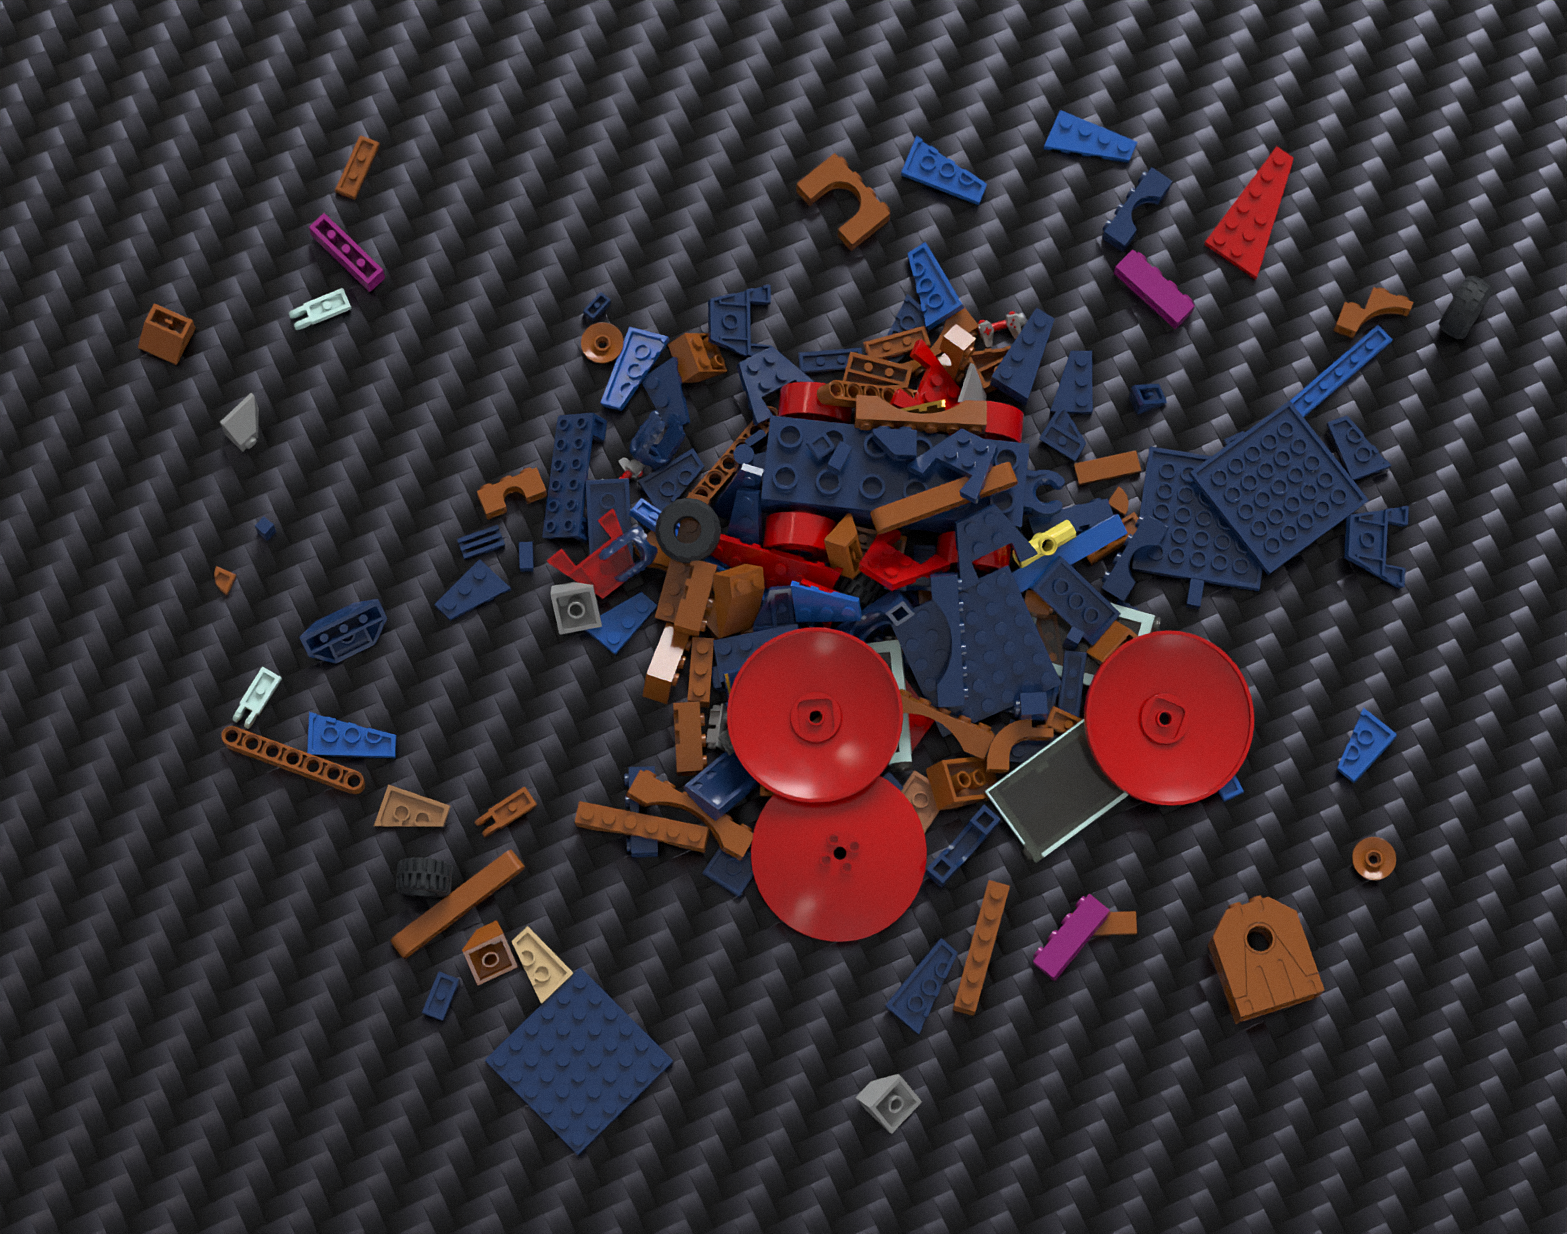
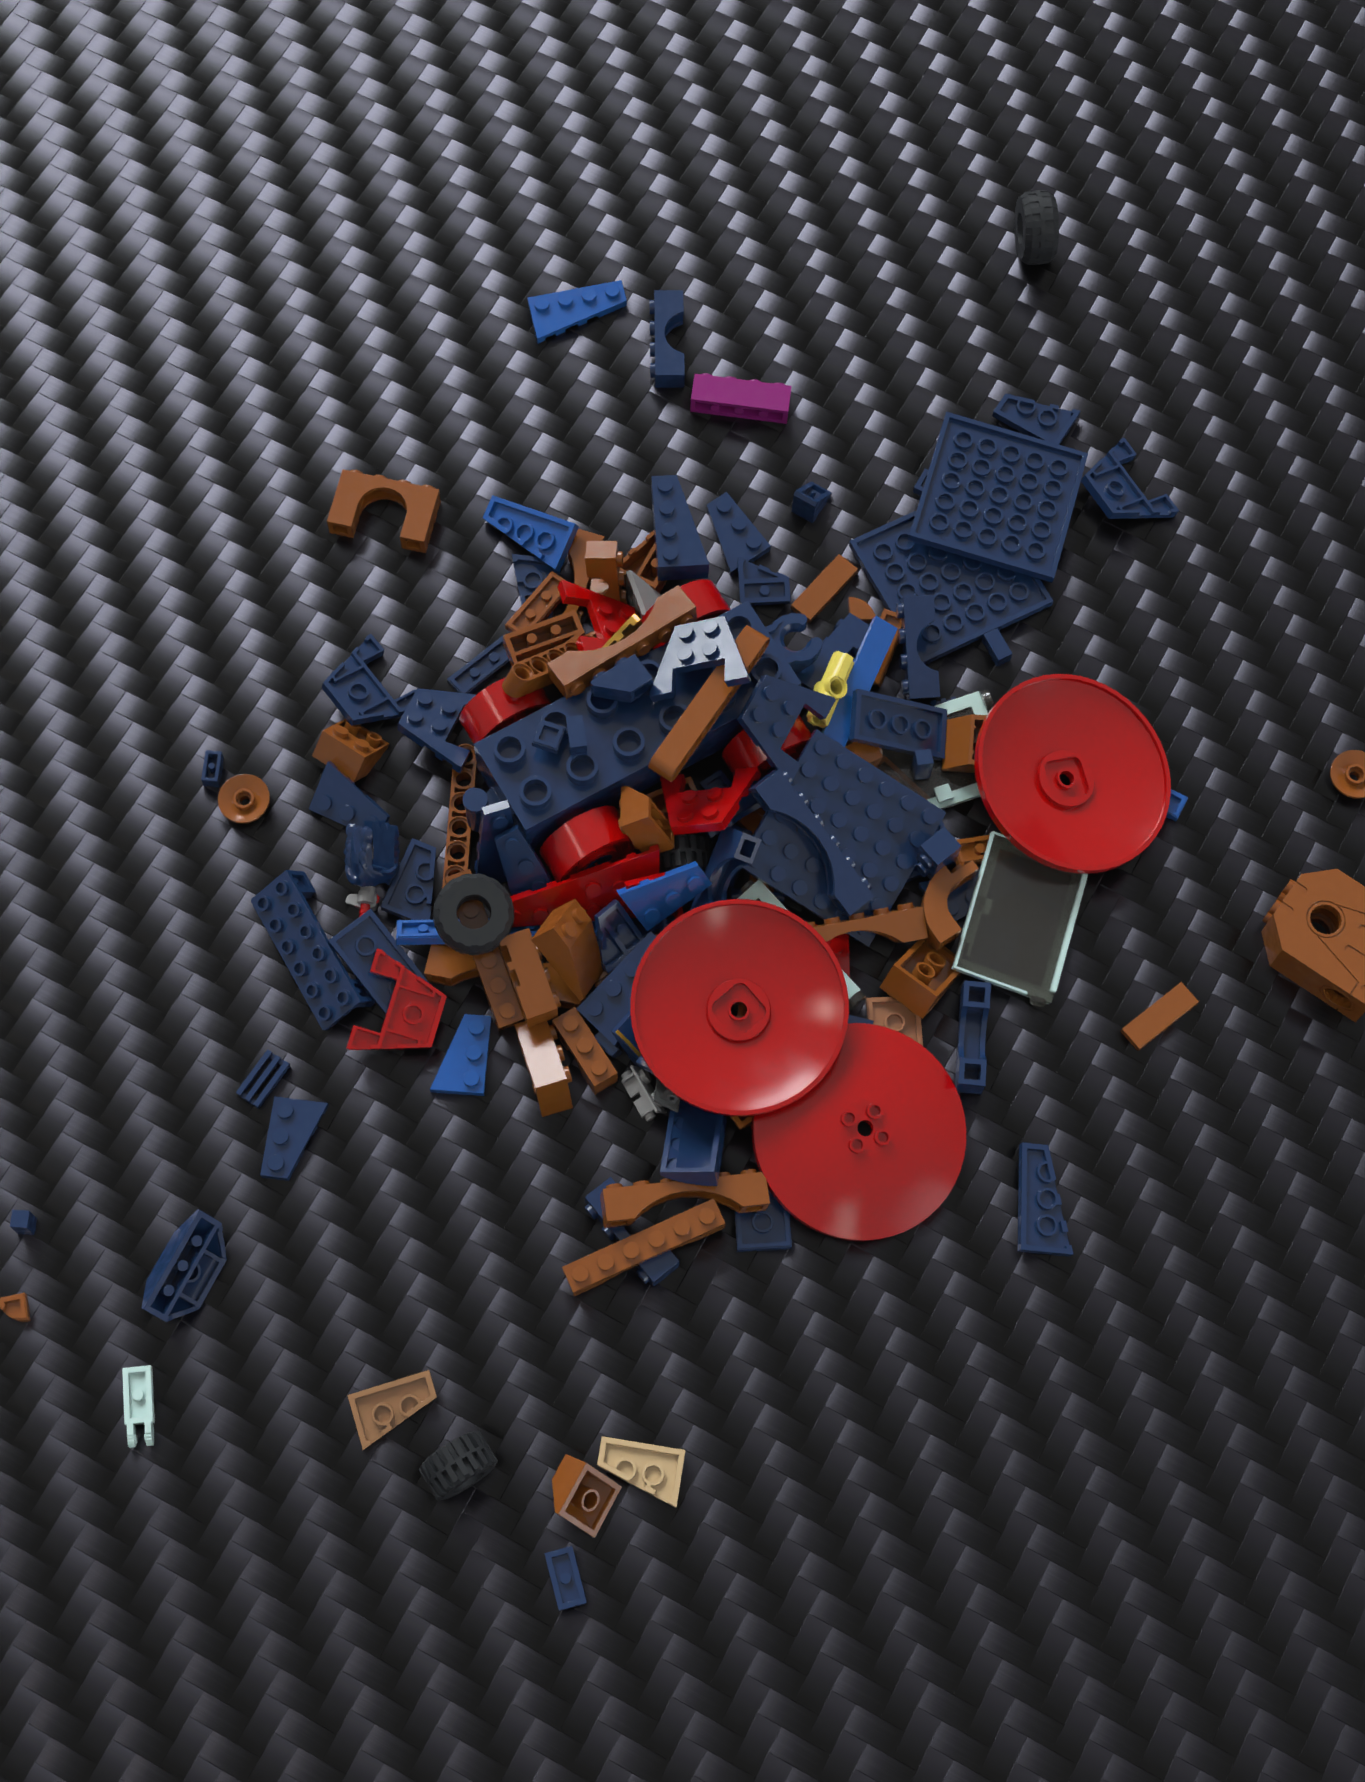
camera: 35 degrees left, 5 degrees down
(286, 752) = (212, 1443): dark orange beam -> none
(341, 739) = (261, 1384): blue wing -> none
(457, 904) = (511, 1468): dark orange beam -> none
(507, 811) = (492, 1331): dark orange hinge -> none
(526, 483) = (268, 987): dark orange arch -> none
(526, 556) = (320, 1060): dark blue piece -> none
(575, 607) = (410, 1074): light grey slope -> none
(579, 1061) = (758, 1539): dark blue plate -> none
(632, 365) = (291, 800): wing -> none
(646, 550) = (441, 965): dark blue piece -> none
(689, 738) = (623, 1125): dark orange wedge -> none
(756, 439) = (472, 780): dark blue tile -> none
(889, 1101) = (1097, 1344): light grey slope -> none
(934, 170) = (452, 426): blue wing -> none
(981, 947) = (1082, 1156): dark orange arch -> none
(1013, 323) = (632, 514): light grey piece -> none
(1071, 937) = (1144, 1050): magenta brick -> none
(1072, 681) = (947, 797): dark blue tile -> none
(1247, 225) = (778, 283): red wing -> none
(1341, 370) = (966, 358): blue tile -> none
(1365, 745) = (1262, 677): blue wing -> none
(1378, 303) = (952, 277): dark orange arch -> none

